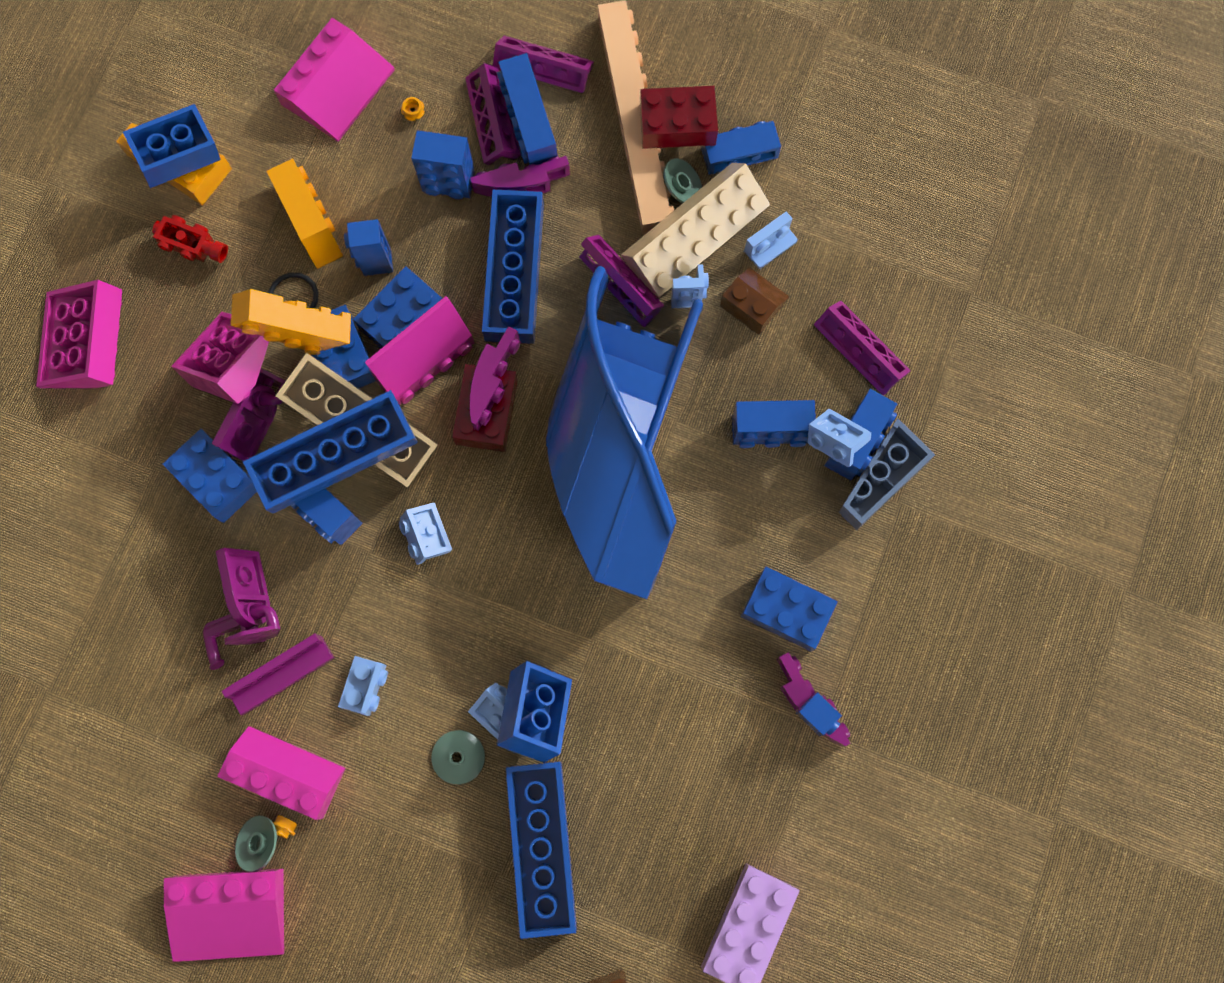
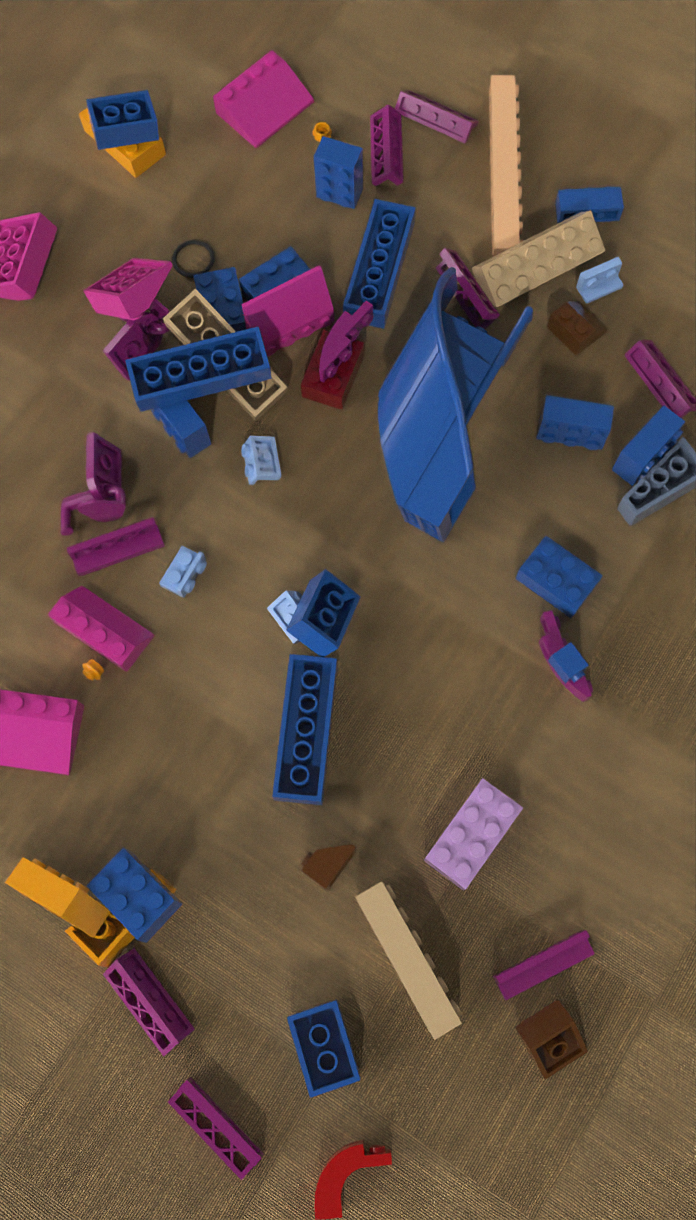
camera: 15 degrees right, 5 degrees down
(188, 239) = (118, 199): red brick -> none
(211, 476) = (97, 381): blue brick -> none
(256, 843) = (66, 677): sand green dish -> none
(289, 322) = (187, 260): light orange wedge -> none
(305, 212) = (218, 195): light orange wedge -> none
(369, 247) = (264, 225): blue brick -> none
(470, 764) = (257, 653): sand green dish -> none
(526, 110) = (416, 146): blue brick -> none
(532, 178) = (415, 197): magenta slope -> none
(678, 117) = (541, 168): dark red brick -> none
(681, 179) = (533, 219): sand green dish -> none
(687, 289) = (520, 300): light blue bracket -> none
(837, 436) = (627, 436): light blue bracket -> none

